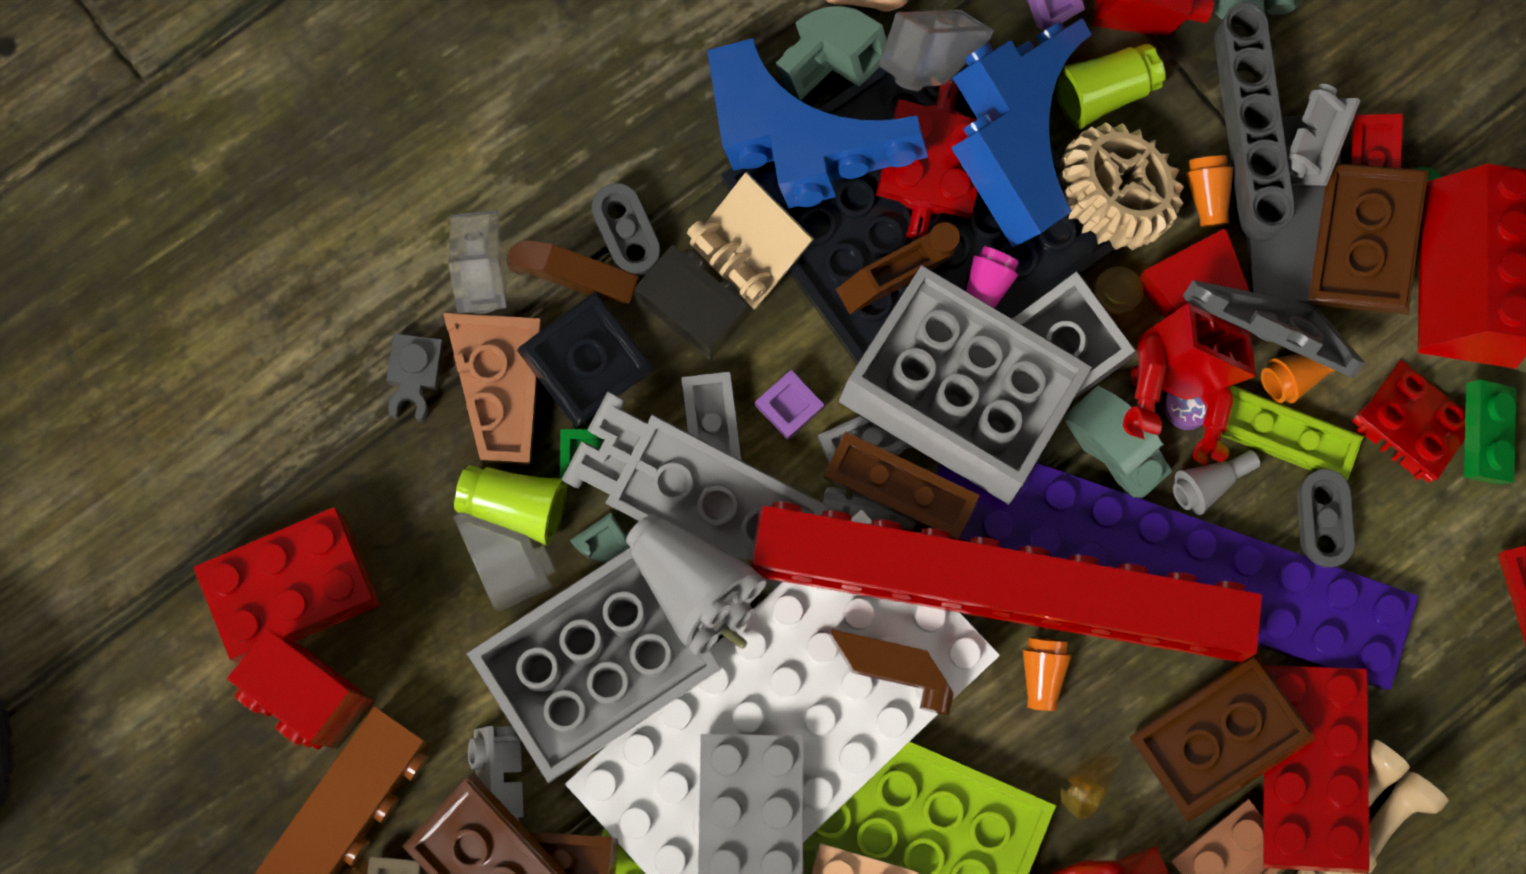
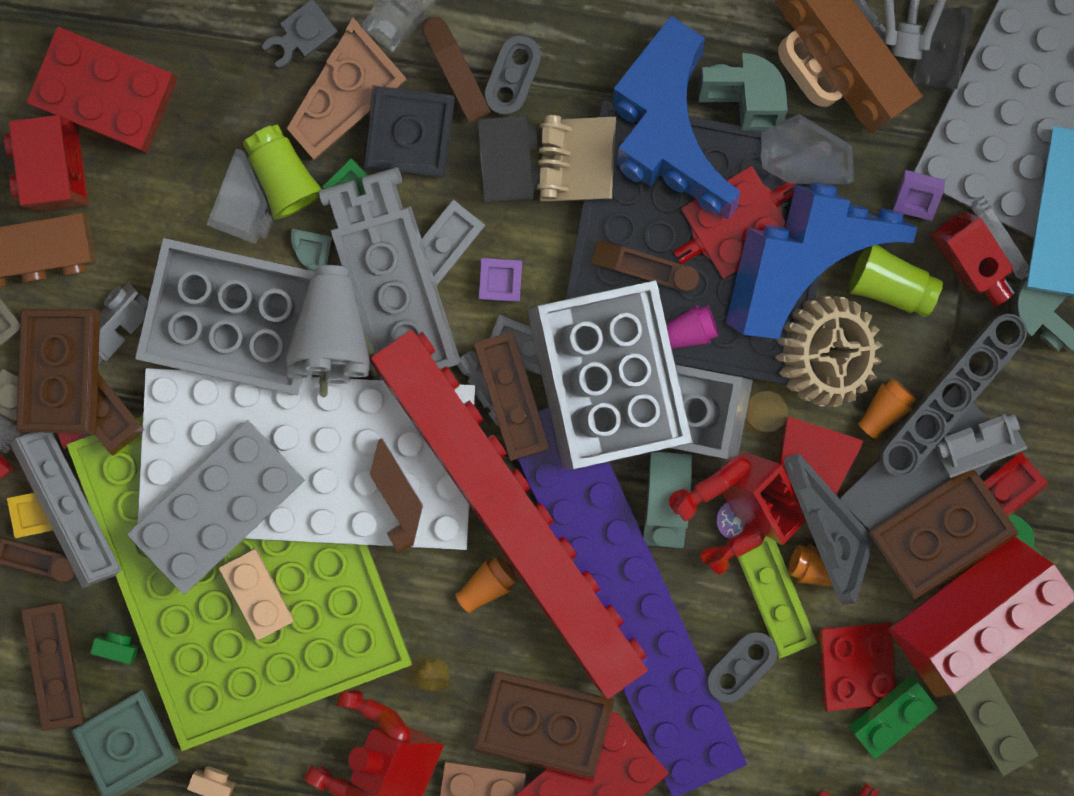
camera: 50 degrees right, 10 degrees up
(1203, 485) = (693, 575): light grey cone -> none

